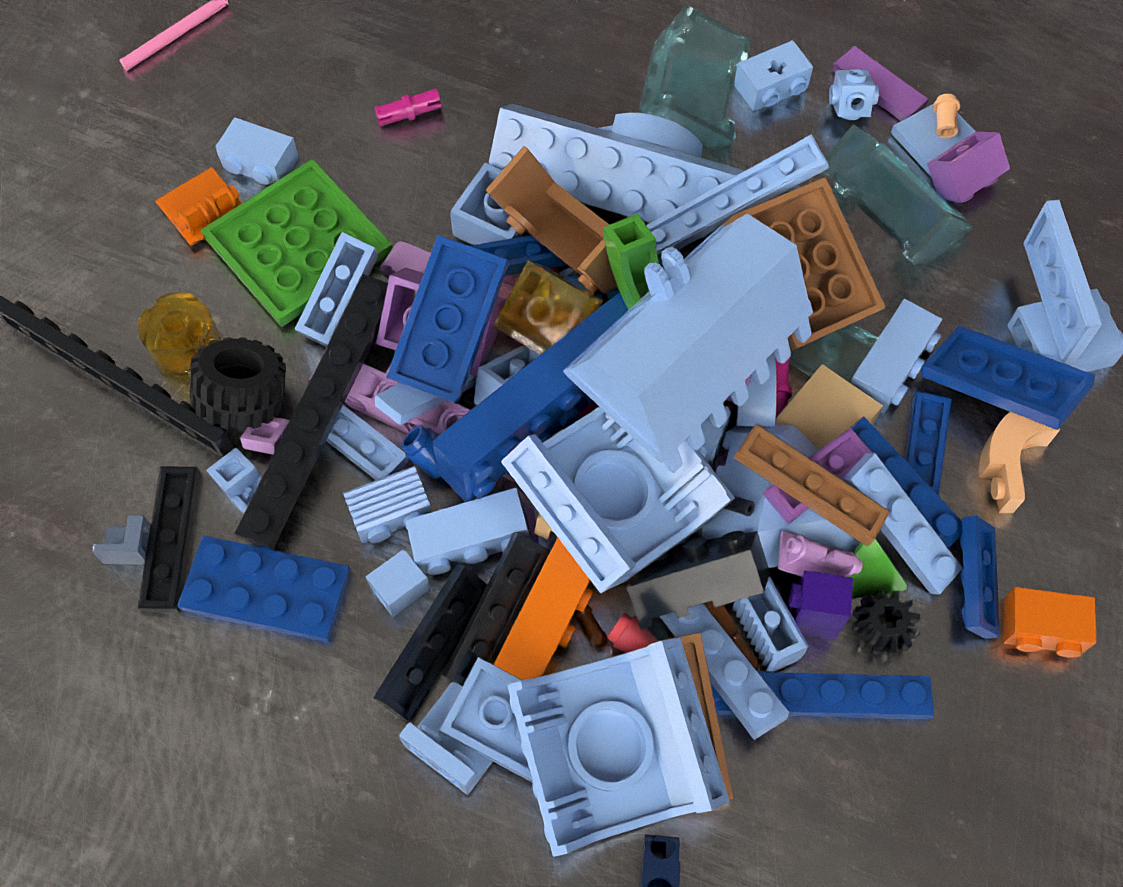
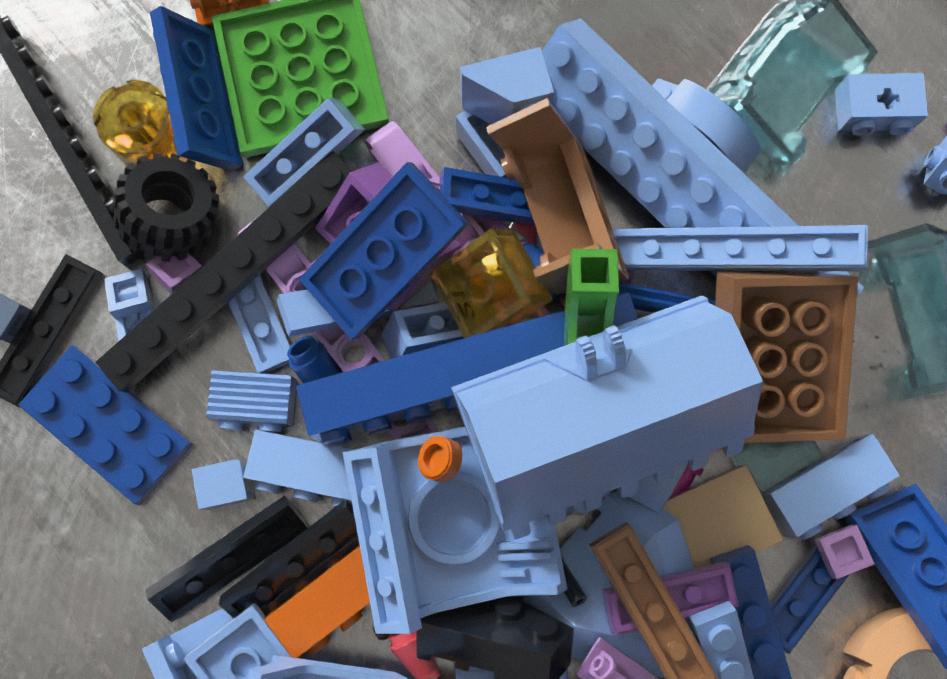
camera: 25 degrees right, 15 degrees up
(217, 286) = (195, 90): none -> blue plate
(478, 162) = (505, 85): none -> light blue slope
(580, 440) = (440, 459): none -> orange tile
(934, 394) = (844, 551): none -> lavender plate

